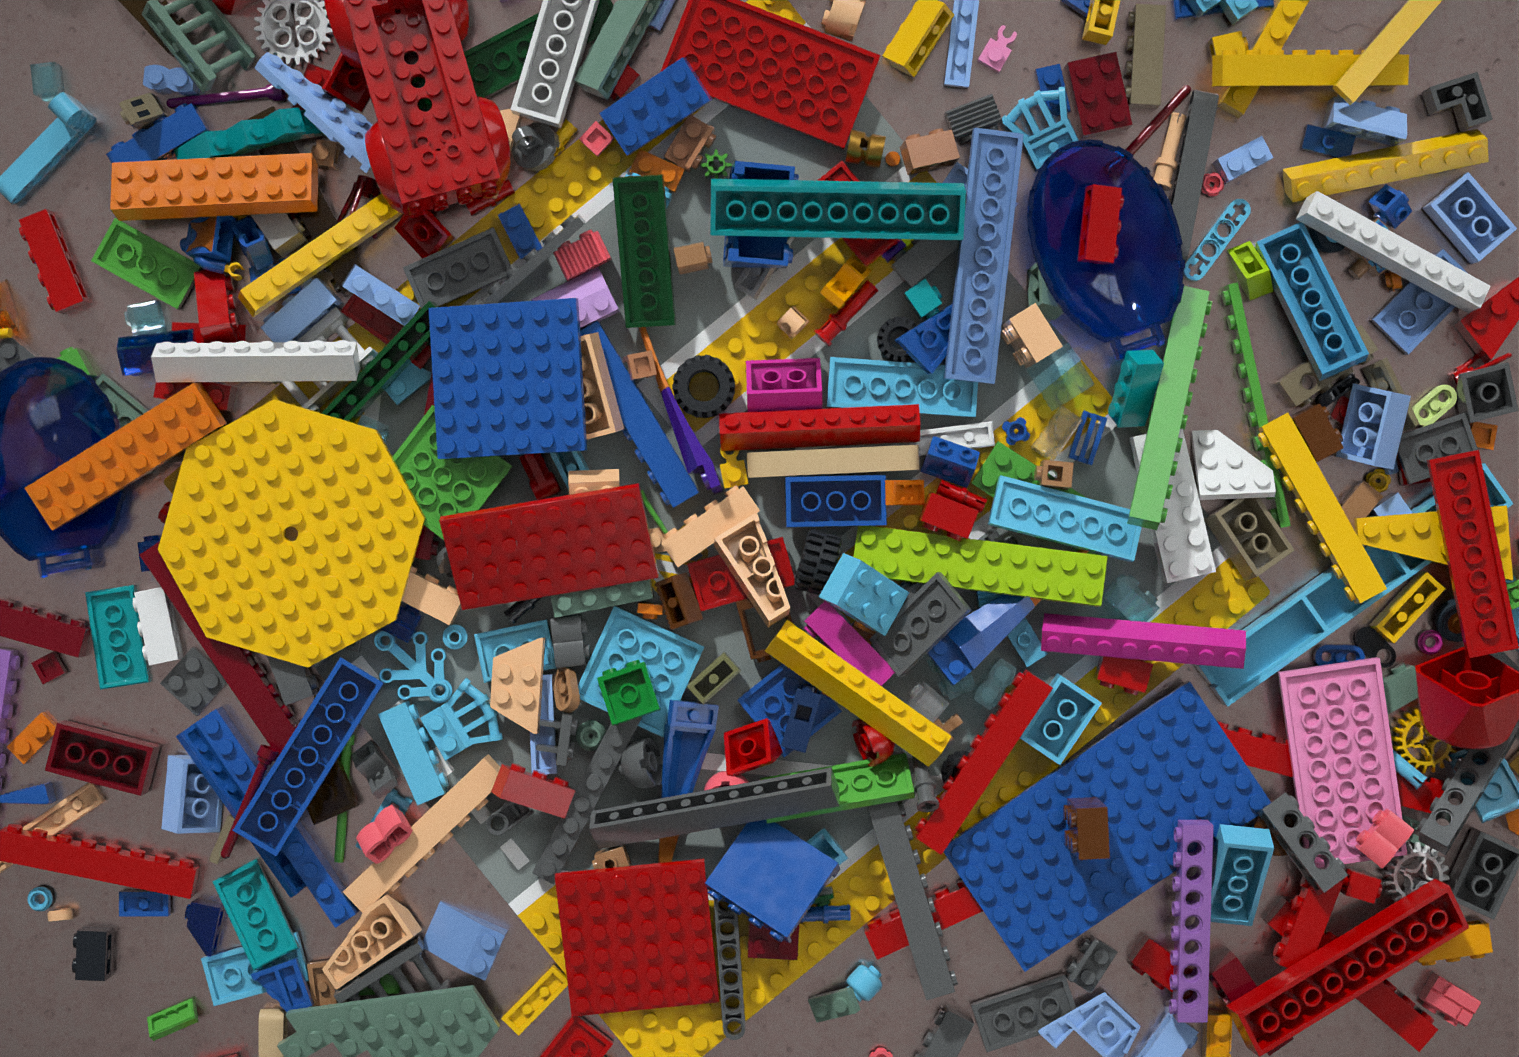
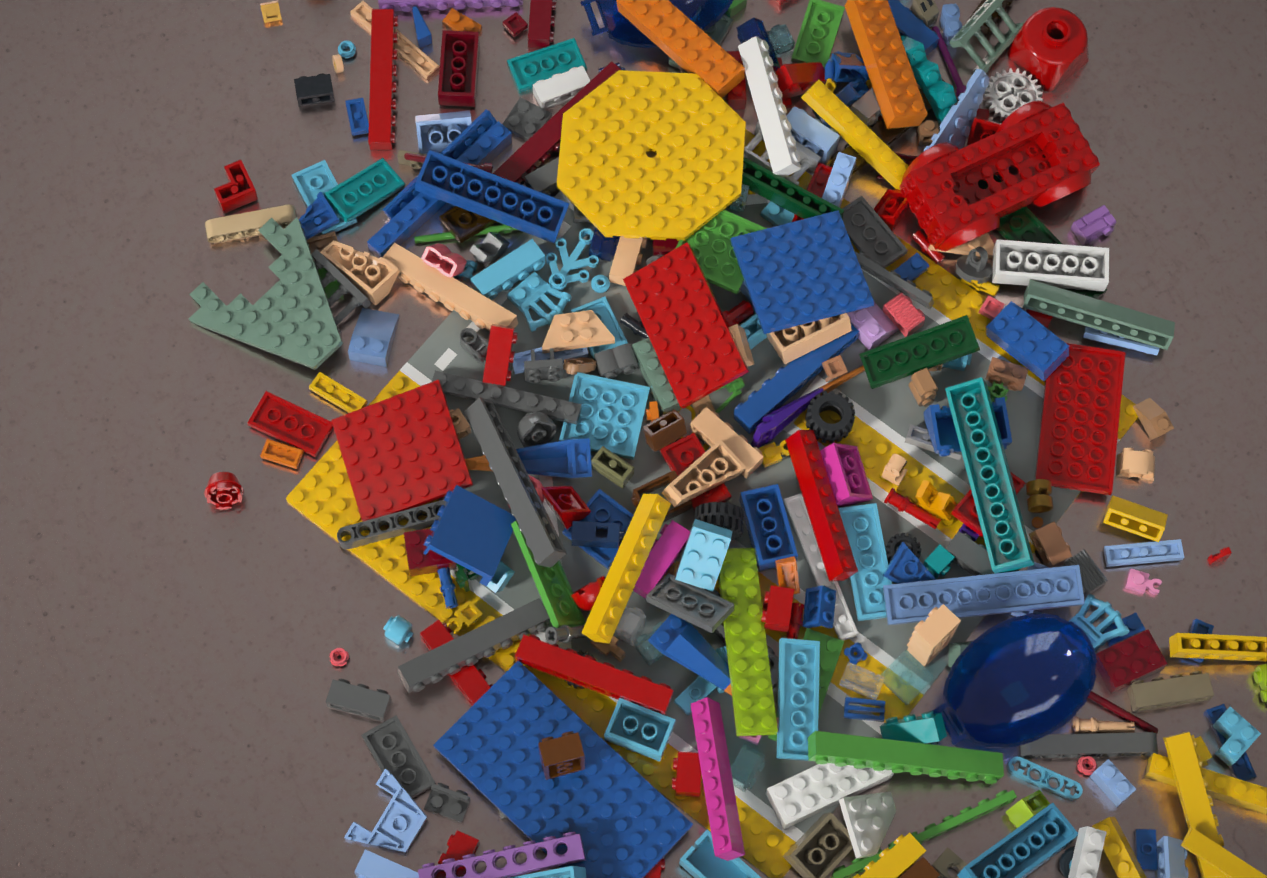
camera: 75 degrees right, 20 degrees down
(172, 1019) = (275, 150): bright green plate -> none
(205, 923) = (350, 158): clear blue slope -> none
(587, 728) = (548, 386): sand green plate -> none
(628, 692) = (588, 405): green plate -> none
(652, 165) = (980, 359): orange plate -> none
(833, 461) = (799, 520): tan beam -> none
(834, 1004) = (377, 609): sand green plate -> none
(866, 897) = (466, 615): none -> yellow plate
(990, 688) = (656, 674): clear light blue brick -> none
(1062, 470) = (834, 677): medium nougat brick -> none
(1100, 224) = (1032, 680): red brick -> none

